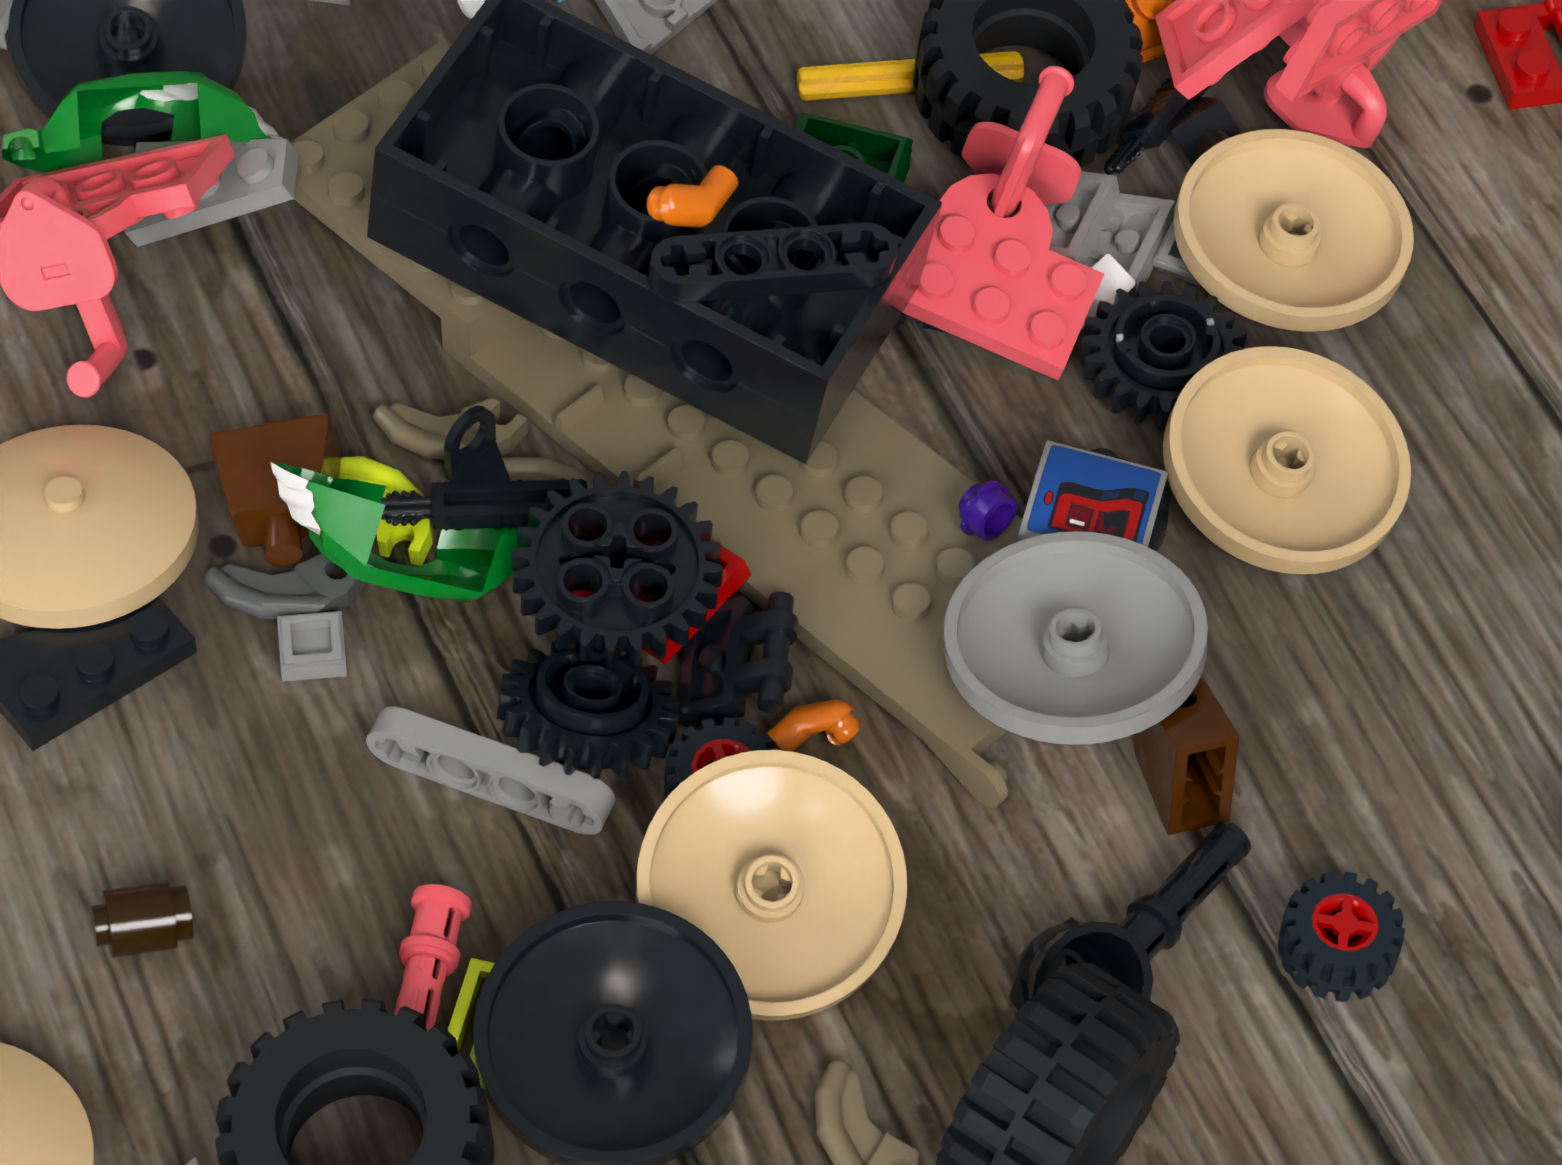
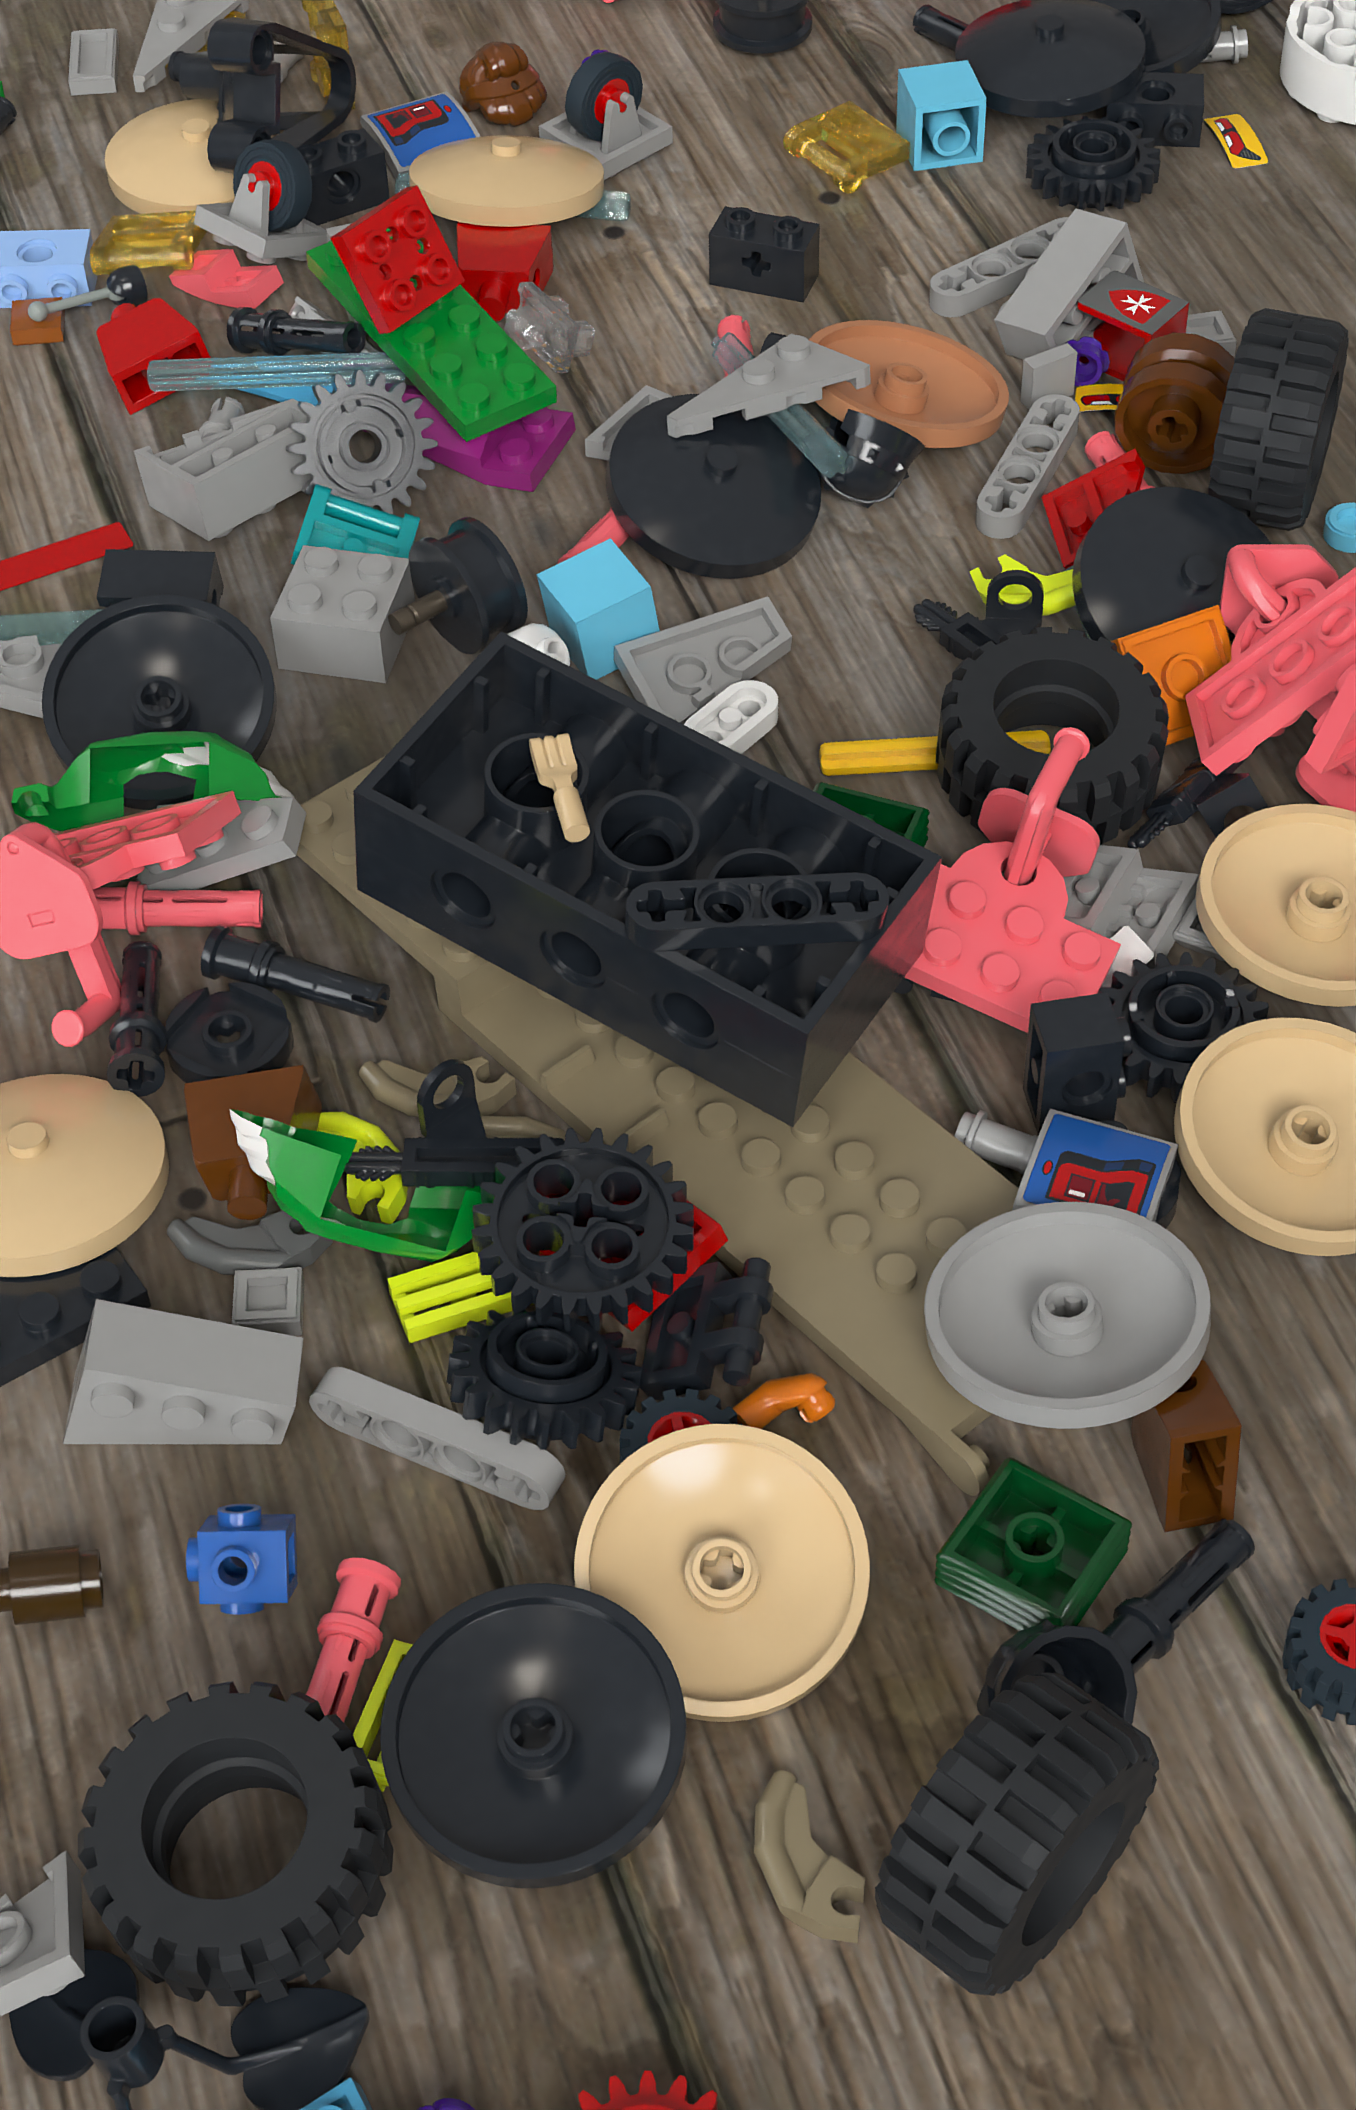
camera: 10 degrees right, 5 degrees down
(152, 381) = (139, 973): none -> black pin
(178, 251) = (140, 908): none -> coral pin
(241, 724) = (180, 1380): none -> light grey wedge
(252, 354) = (246, 1008): none -> black plate
(271, 311) = (271, 968): none -> black pin
(328, 912) = (244, 1559): none -> blue brick
(484, 621) = (444, 1282): none -> neon yellow tile
(571, 123) = (557, 769): none -> tan piece
(692, 204) = (676, 851): orange arm -> none
(699, 45) = (738, 715): none -> white plate
(986, 510) = (981, 1179): dark purple plate -> none
(988, 466) = (995, 1141): none -> light grey pin
(1046, 821) = (1022, 1512): none -> dark green brick
(1067, 391) = (1075, 1058): none -> black brick

